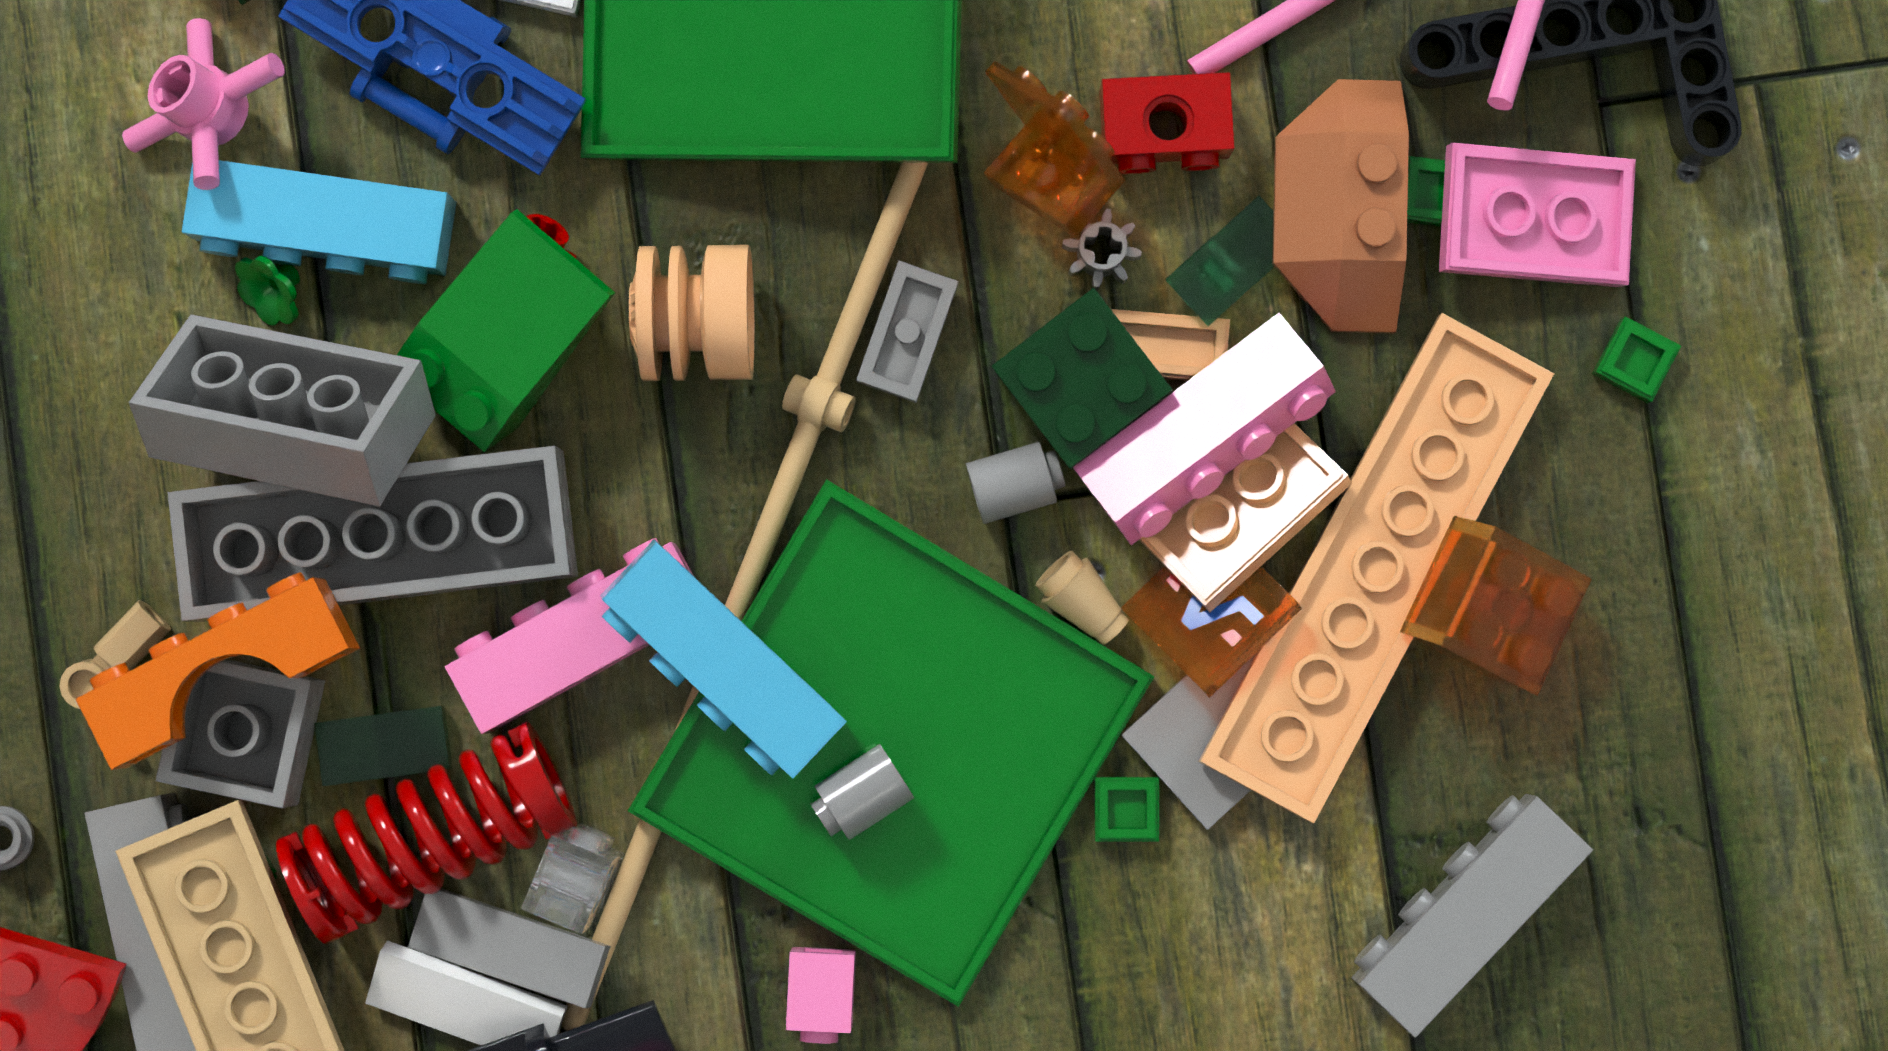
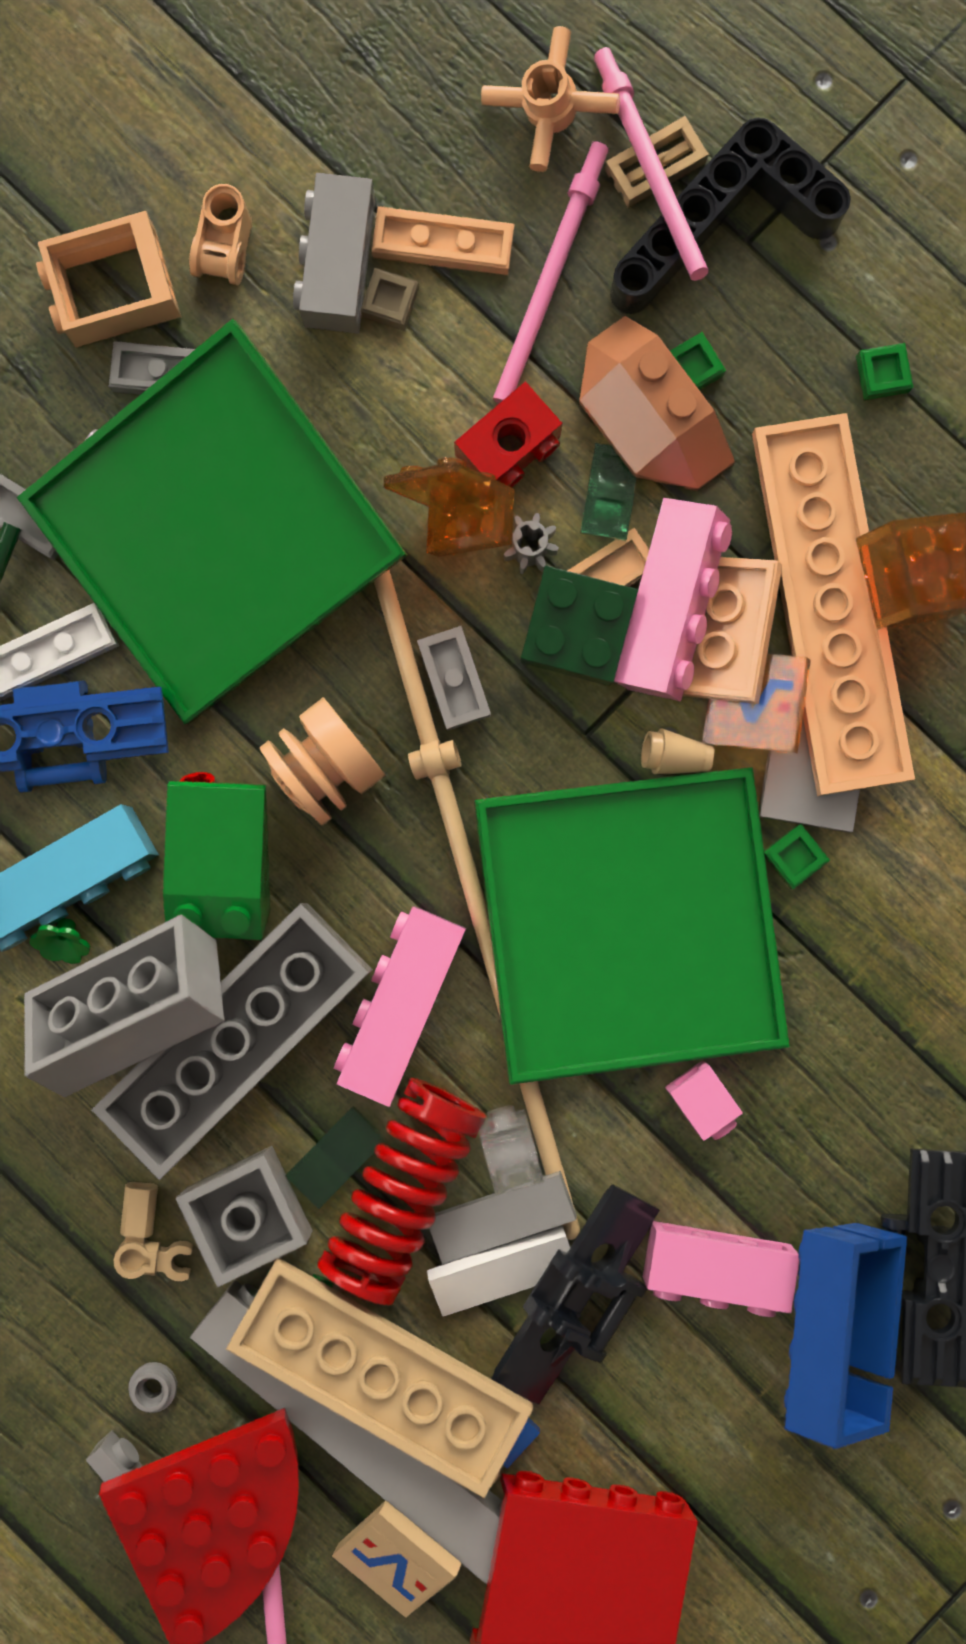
camera: 35 degrees left, 0 degrees up
(145, 707) = (178, 1250): orange arch -> none
(722, 659) = (497, 953): medium azure brick -> none
(860, 794) = (639, 967): light grey brick -> none
(1015, 481) = (584, 716): light grey brick -> none
(1537, 215) = (764, 331): bright pink tile -> none

